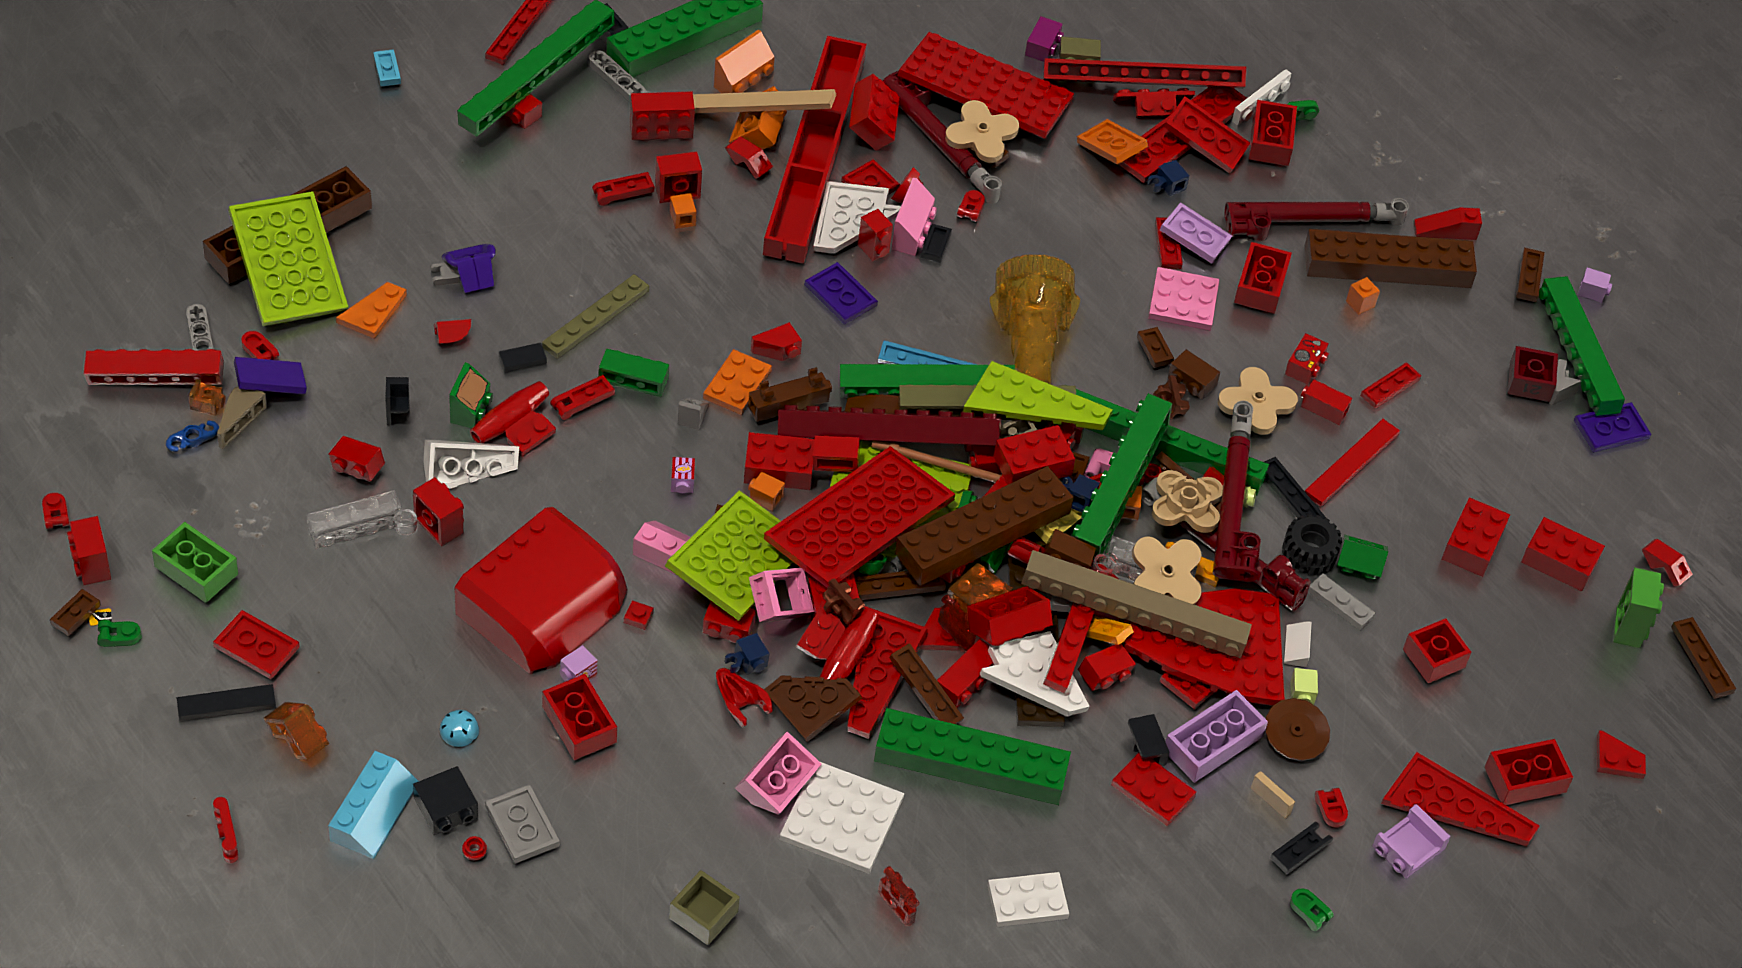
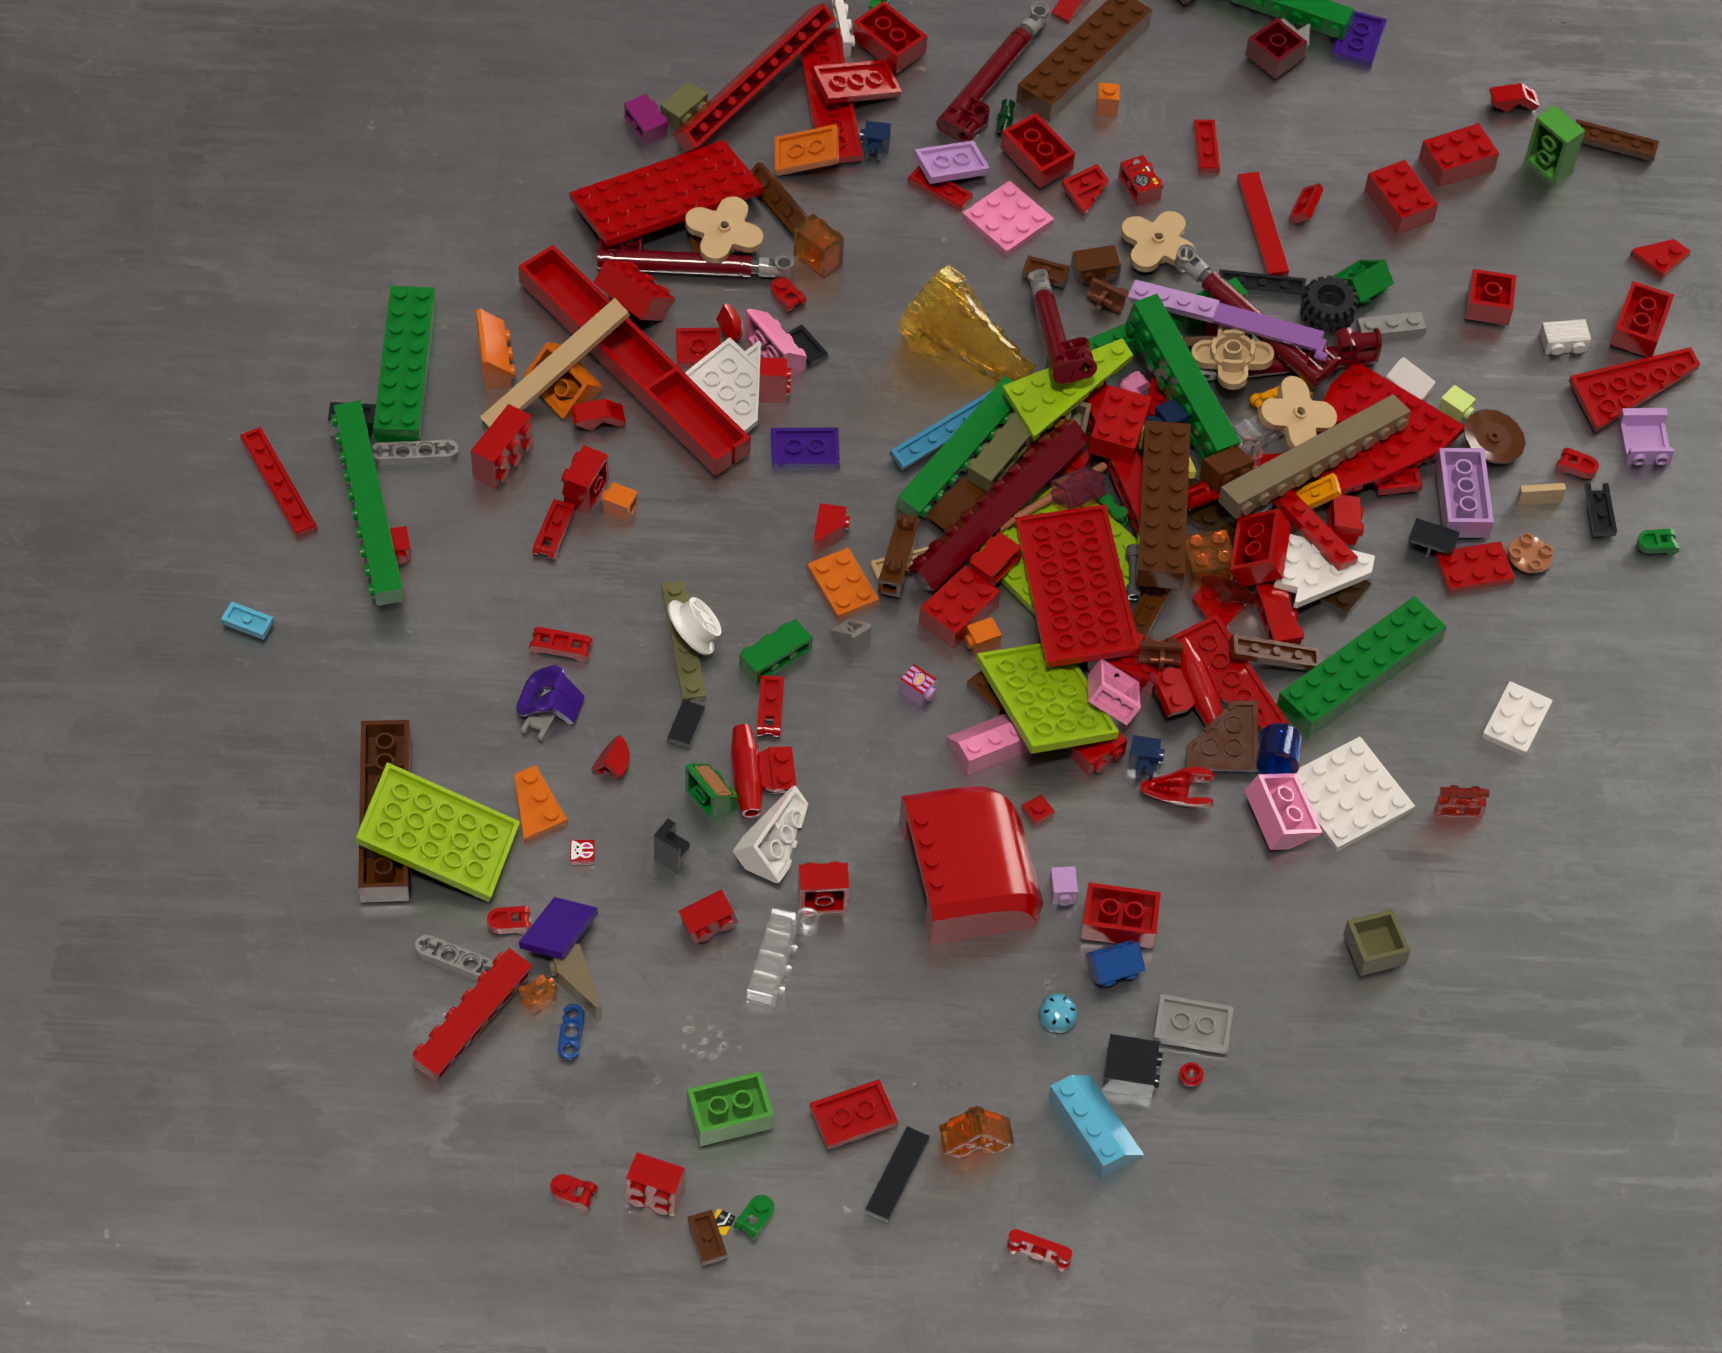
camera: 50 degrees left, 5 degrees up
(355, 358) = (582, 852): none -> tile
(526, 246) = (560, 643): none -> red plate
(532, 737) = (1116, 962): none -> blue brick
(603, 306) = (695, 624): none -> white wheel
(831, 738) = (1279, 749): none -> clear blue piece
(954, 468) = (1077, 487): none -> clear pink brick
(1028, 195) = (818, 246): none -> clear orange brick
(1052, 152) = (778, 198): none -> reddish brown plate
(1058, 376) = (1065, 357): none -> dark red piece
(1154, 103) = (783, 94): red bracket -> none
(1192, 430) = (1177, 301): none -> lavender plate
(1204, 820) = (1530, 553): none -> nougat dish
(1219, 484) = (1272, 329): none -> medium lavender piece
(1263, 329) = (1085, 187): none -> red wing
(1283, 242) = (1005, 117): none -> dark green pin
(1325, 401) = (1194, 198): red brick -> none
(1407, 477) = (1306, 203): none -> red plate
(1454, 727) = (1565, 336): none -> white brick

